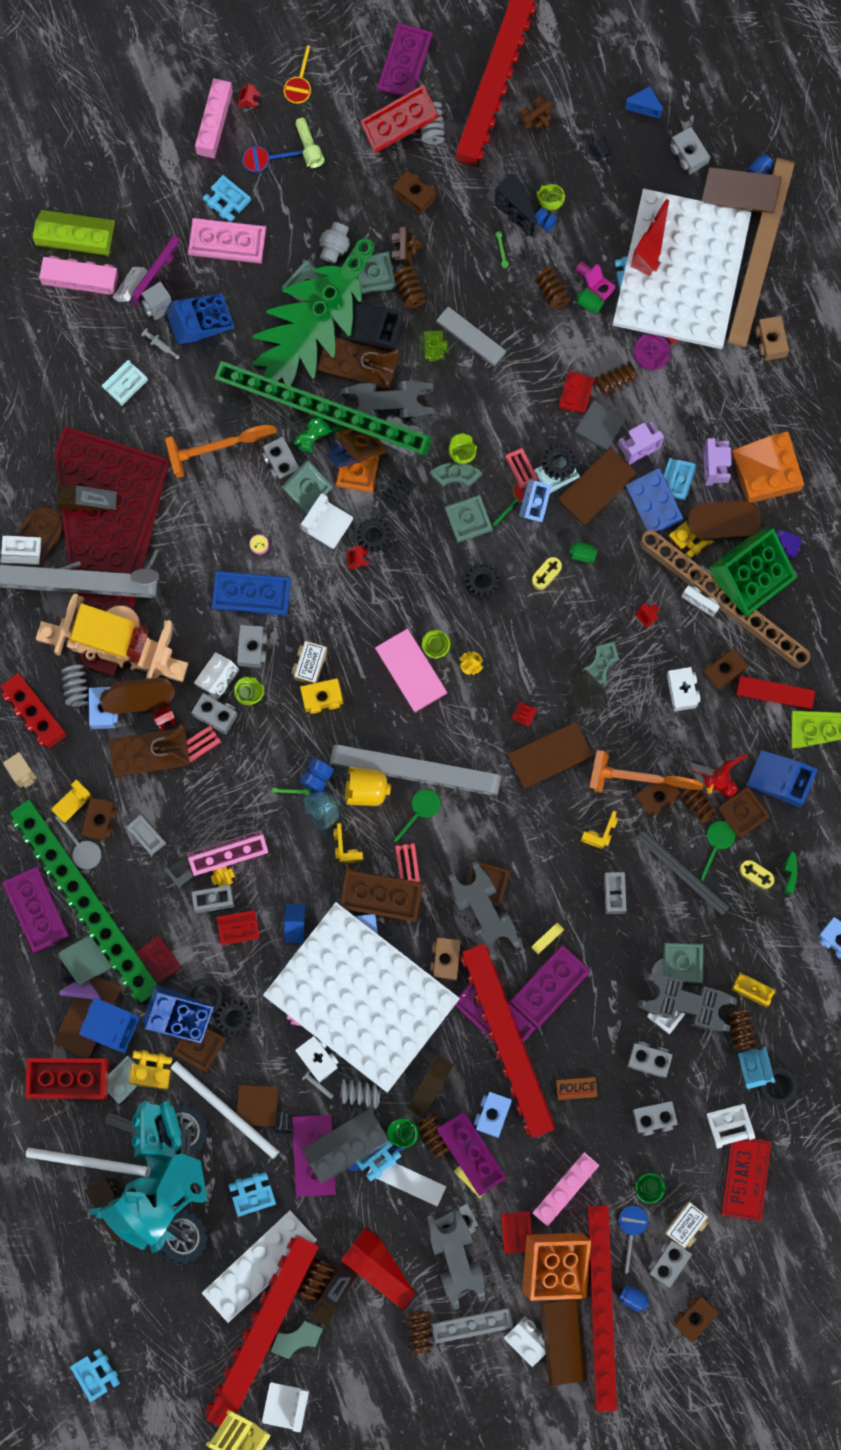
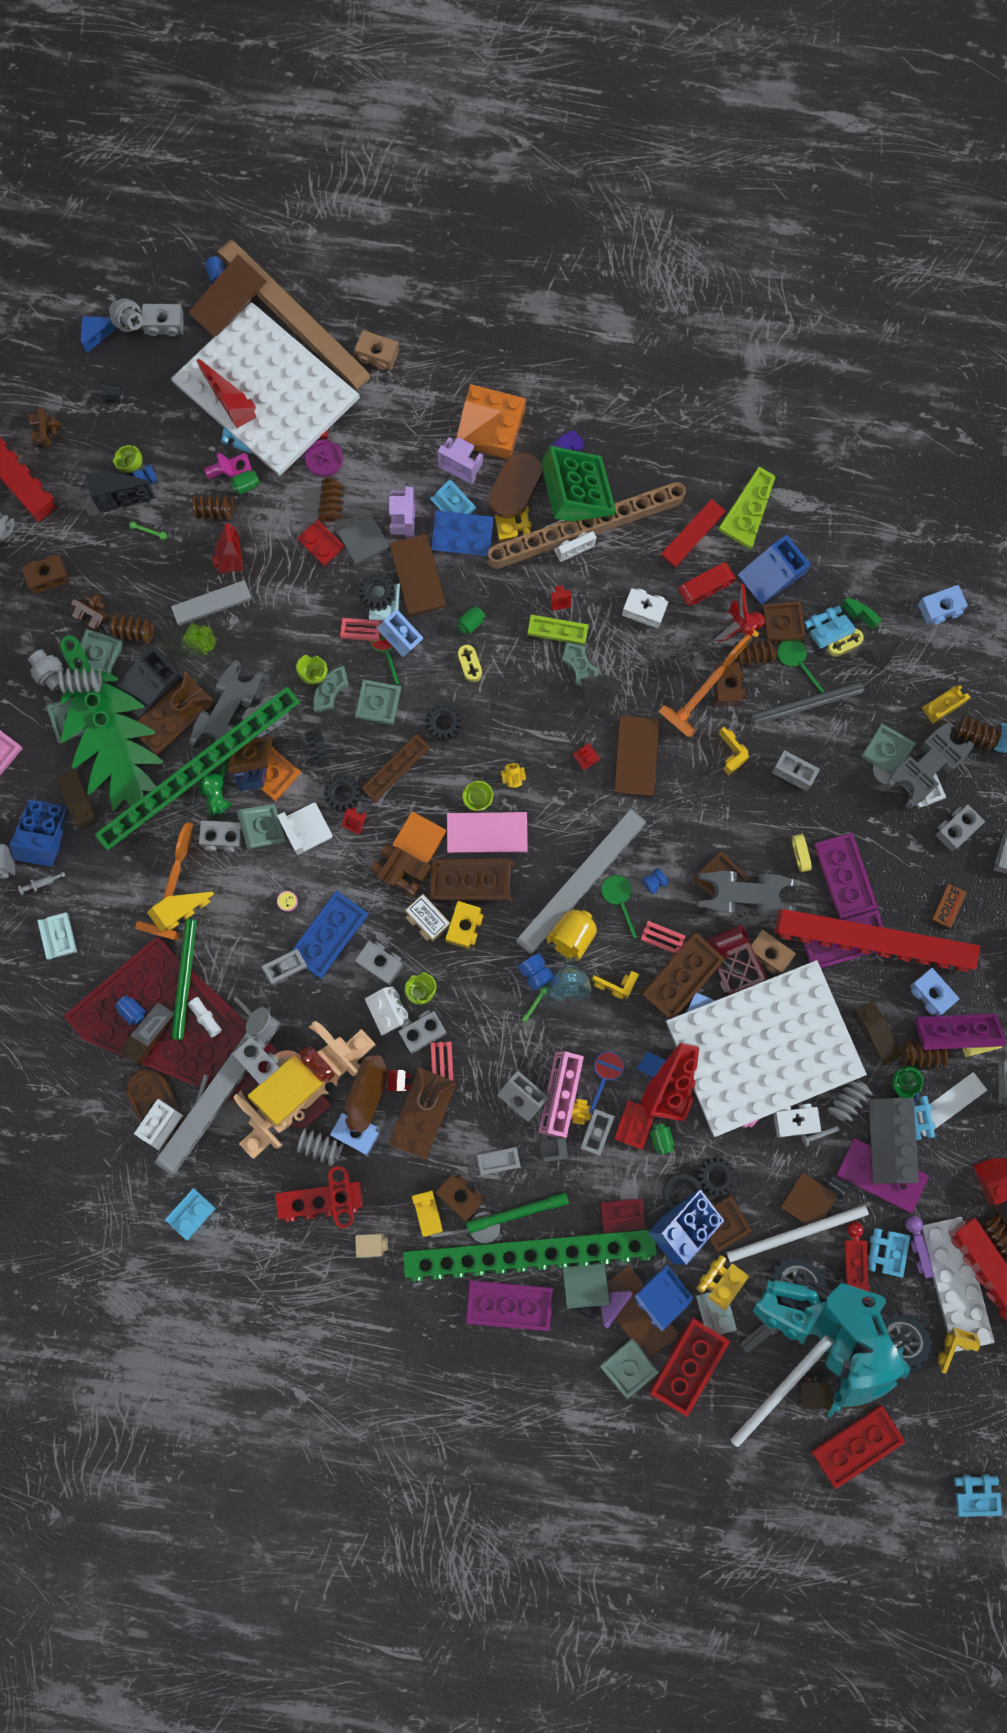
camera: 60 degrees left, 0 degrees up
(39, 1033) = (629, 1368): none -> sand green tile
(48, 715) = (336, 1187): none -> red beam
(80, 1255) = (857, 1446): none -> red tile
(89, 851) = (549, 1203): none -> green piece
(97, 474) = (130, 1011): none -> blue brick
(107, 591) = (251, 1063): none -> light grey brick
(125, 534) = (204, 1017): none -> white pin
(147, 500) = (184, 979): none -> green axle
(198, 458) = (173, 908): none -> yellow slope
(202, 572) = (283, 967): none -> light grey slope
(208, 823) = (523, 1096): none -> light grey brick
(214, 1290) = (962, 1338): none -> yellow bracket
(231, 1170) = (856, 1258): none -> red plate
(238, 956) = (662, 1139): none -> green brick
(242, 331) = (77, 800): none -> dark brown slope
(271, 1216) = (914, 1225): none -> medium lavender plate
(273, 880) = (608, 1067): none -> piece
(285, 937) = (671, 1088): none -> red wedge
(338, 273) = (80, 681): none -> light grey piece
(339, 614) = (397, 865): none -> reddish brown hips
(362, 679) = (471, 879): none -> reddish brown plate
(373, 618) = (419, 837): none -> orange tile
(421, 565) = (395, 768): none -> reddish brown tile
(434, 920) = (732, 942): none -> dark red piece
(450, 829) = (654, 881): none -> blue wheel
(522, 323) = (227, 551): none -> red wedge
(619, 628) = (557, 629): none -> lime plate
(673, 119) = (126, 315): none -> light grey piece
(719, 679) = (648, 551): reddish brown brick -> none
(736, 729) = (707, 584): none -> red beam
(759, 857) = (832, 631): none -> medium azure plate

